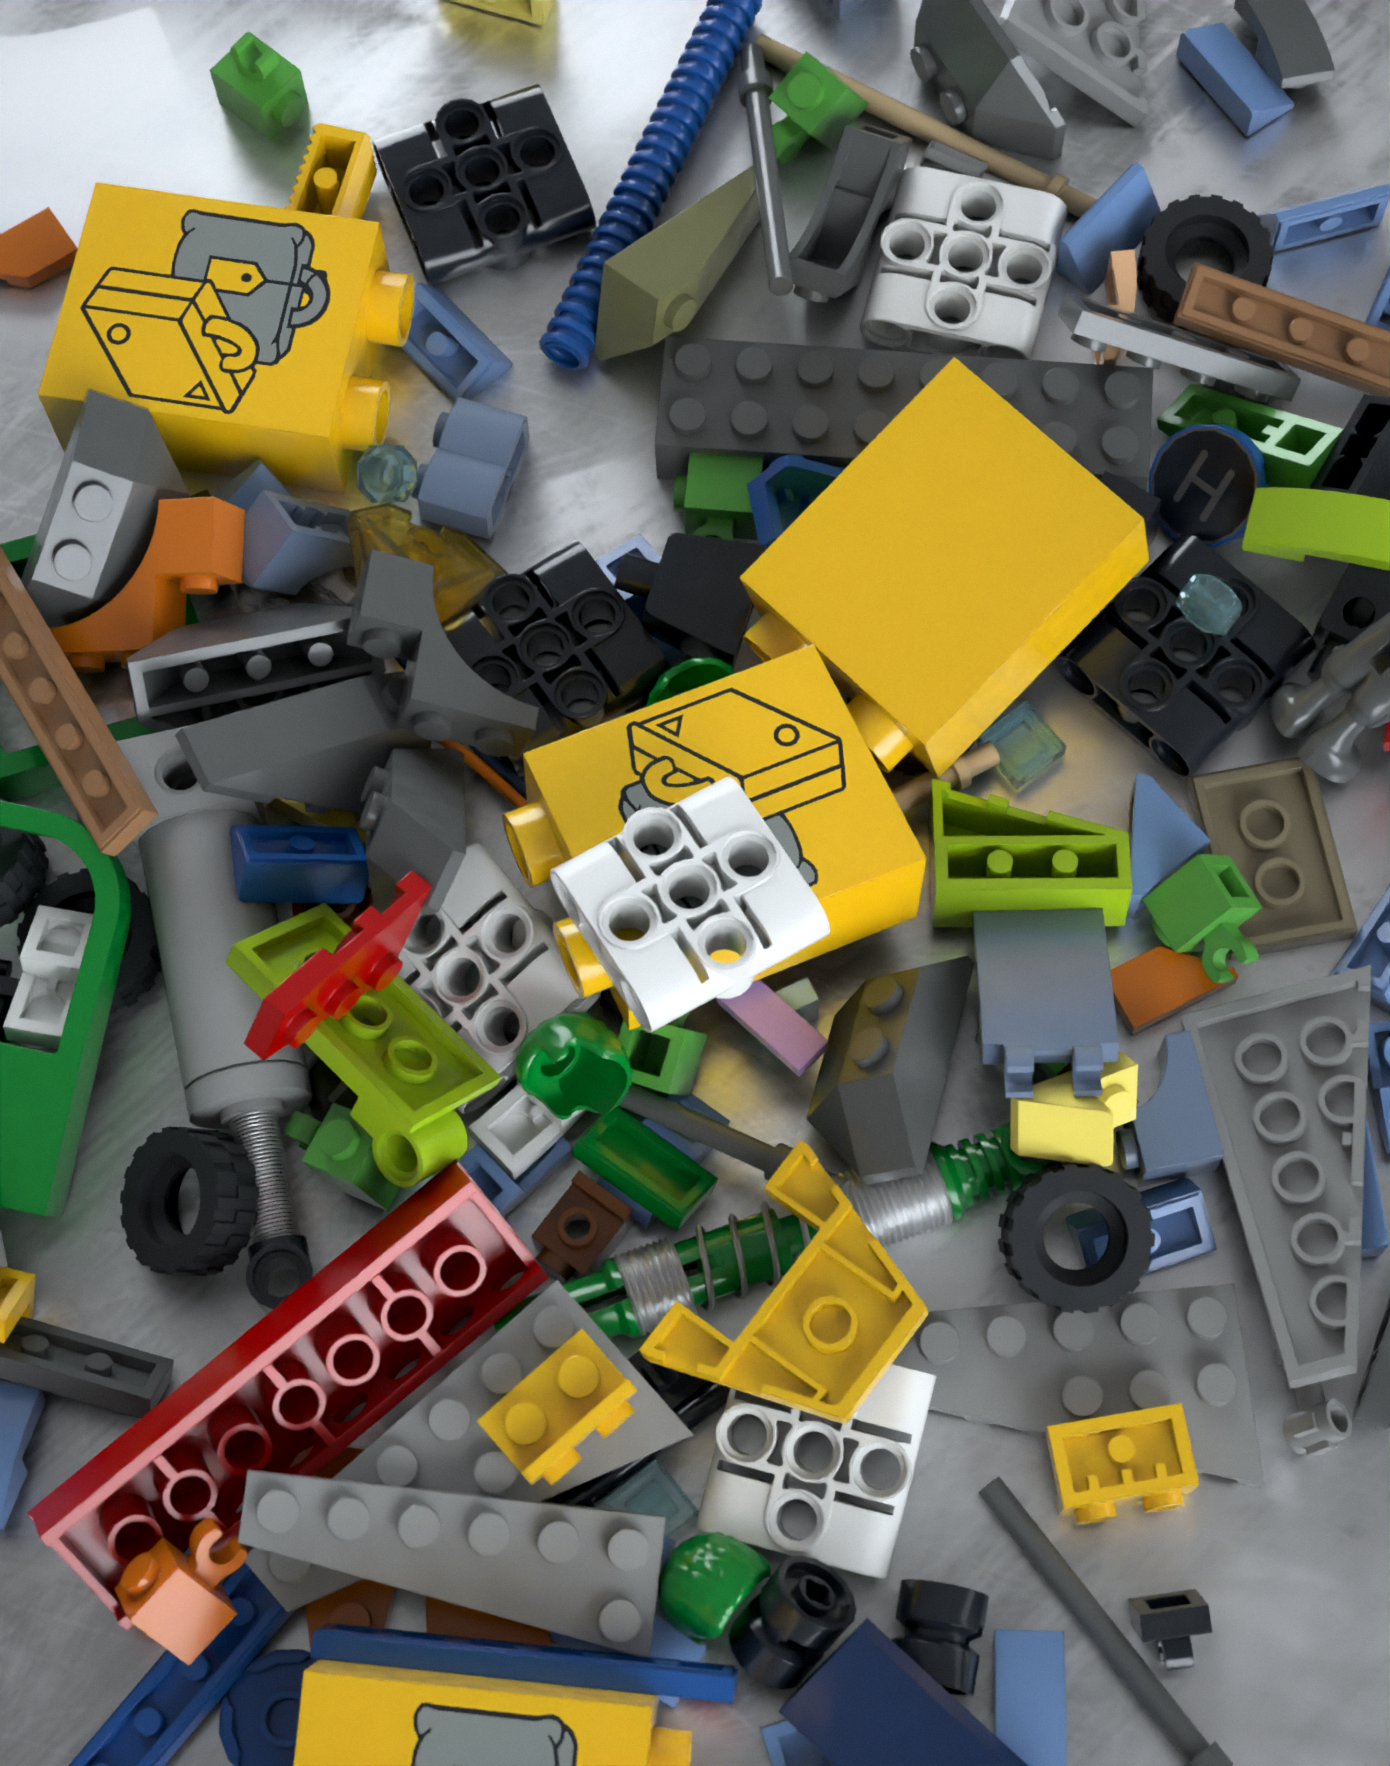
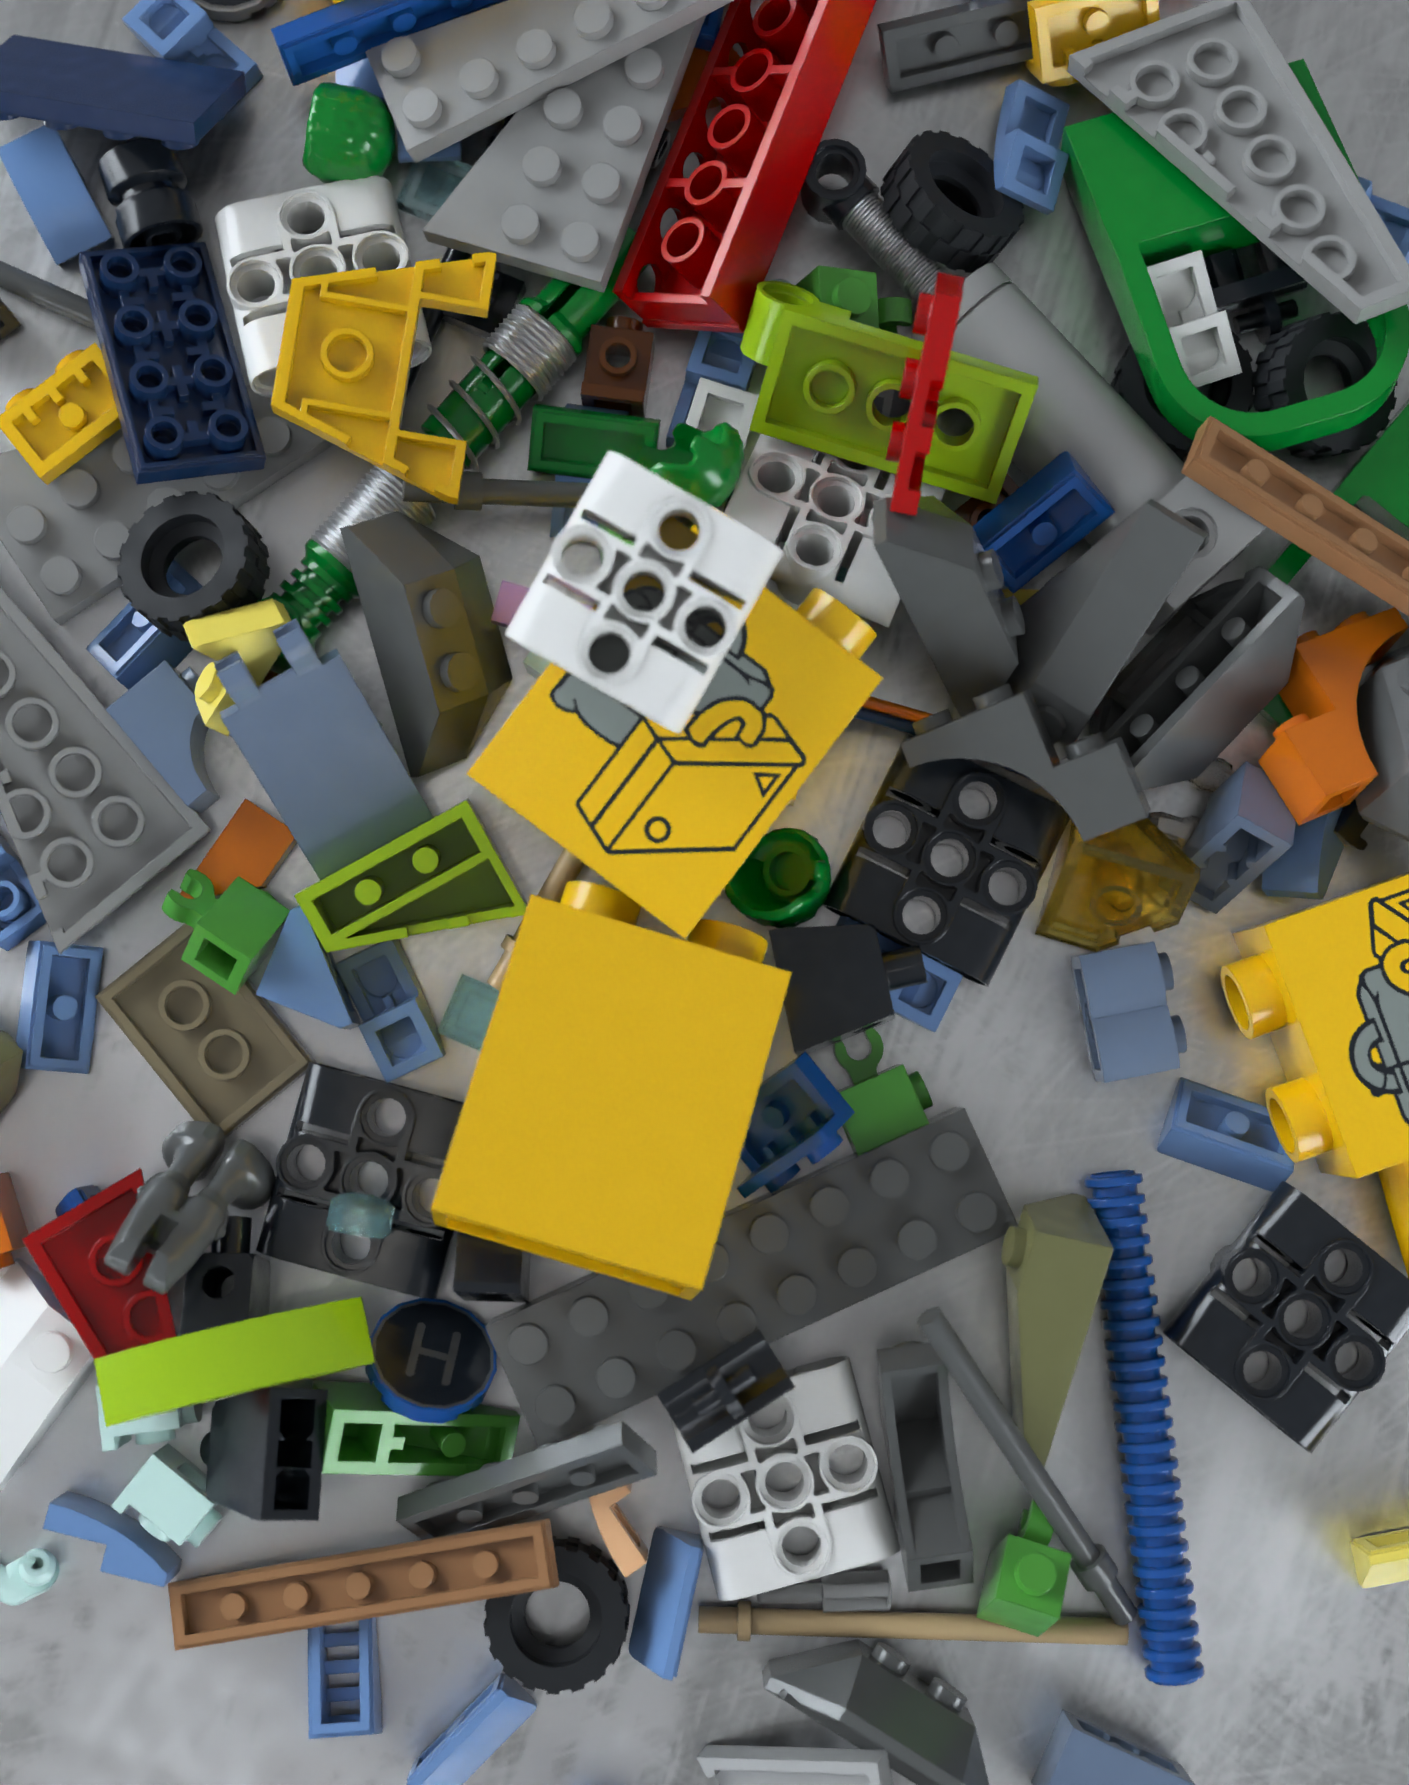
camera: 145 degrees right, 15 degrees up
(97, 1212) = (1027, 146): none -> medium blue slope
(387, 474) = (1196, 949): clear light blue tile -> none
(558, 1409) = (531, 169): yellow bracket -> none
(792, 1622) = (263, 139): black wheel -> none
(975, 324) = (726, 1391): none -> black hips
(998, 1454) = (171, 362): none -> dark blue tile
(1097, 771) = (392, 1009): none -> medium blue slope

